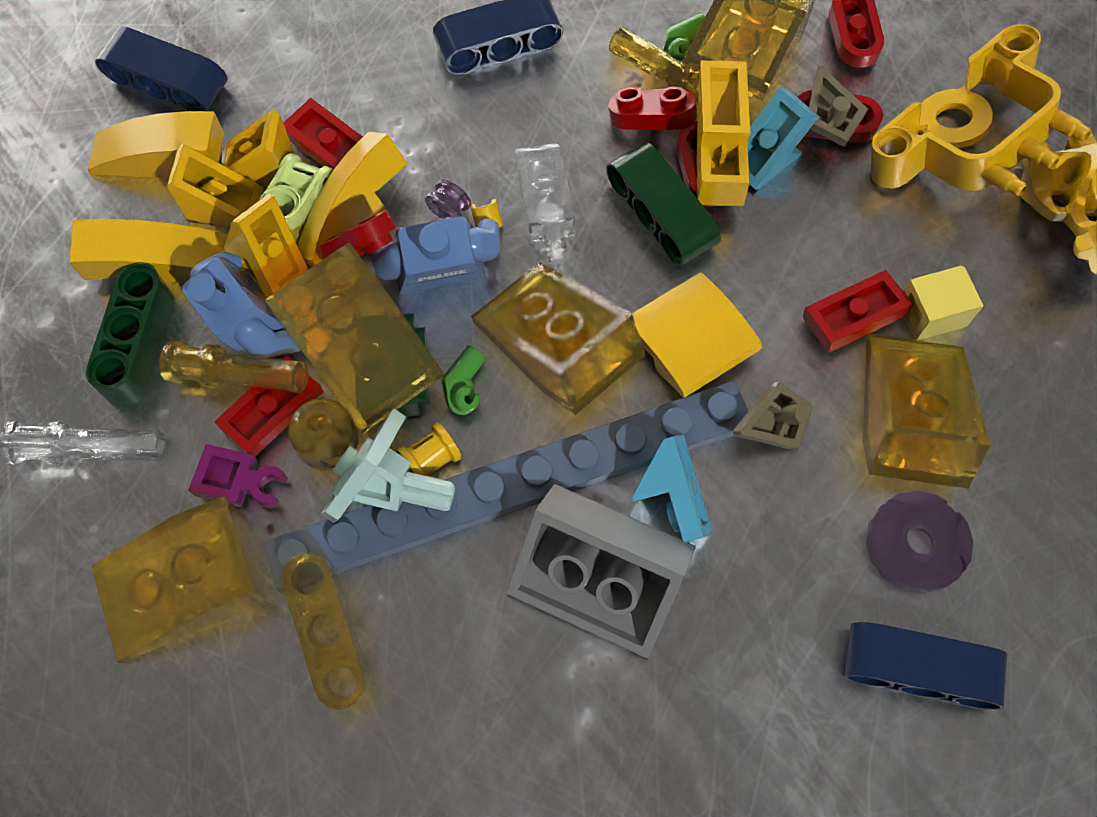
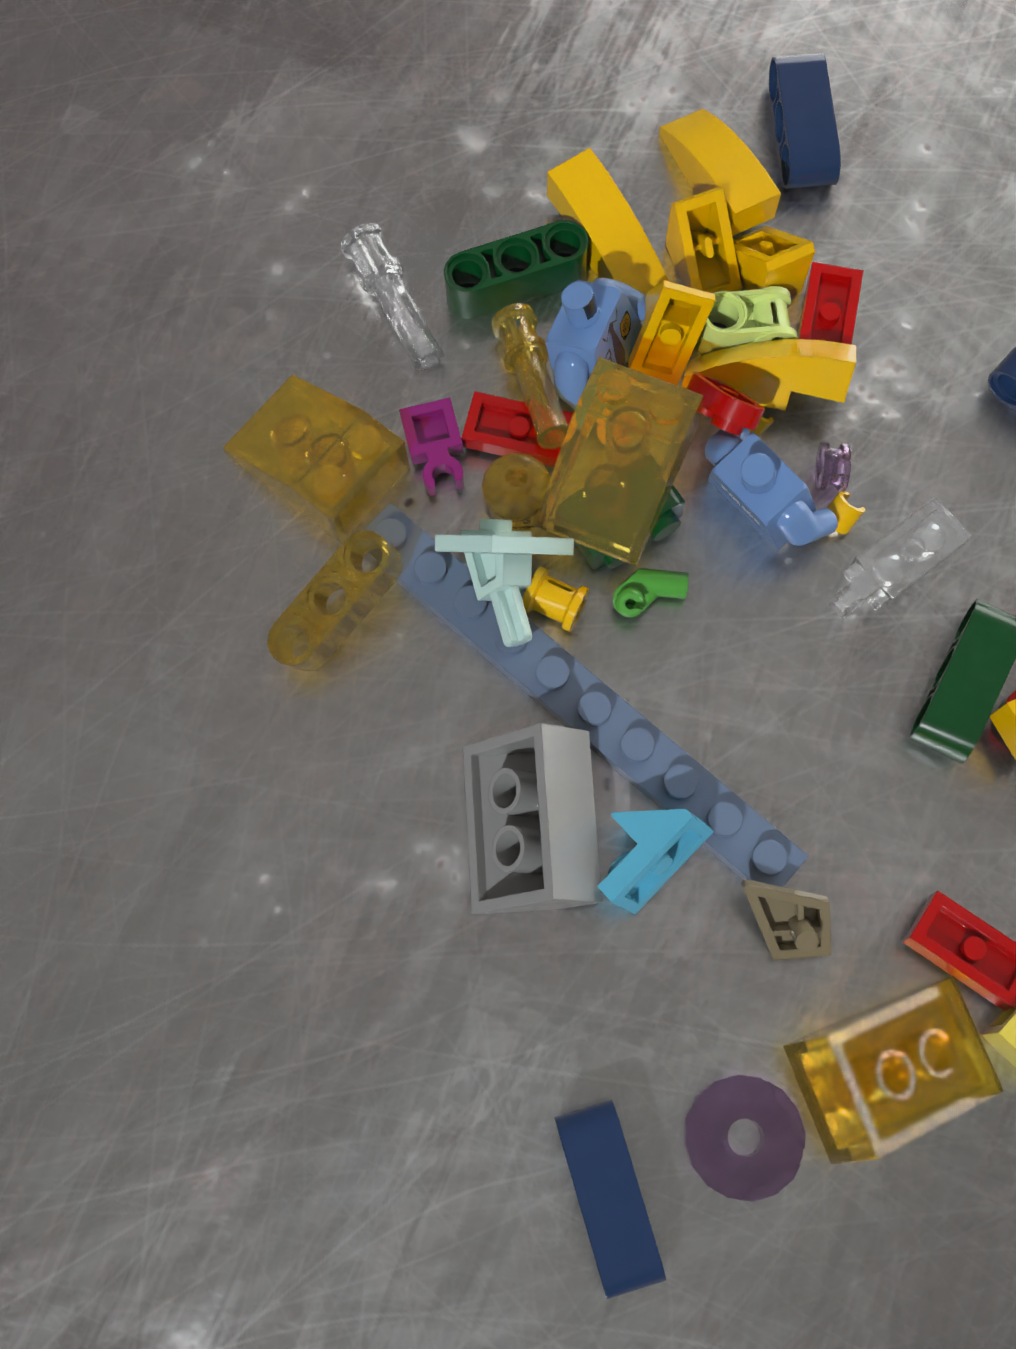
camera: 65 degrees right, 5 degrees up
(561, 335) = (752, 656): clear yellow slope -> none
(694, 334) = (835, 788): yellow slope -> none

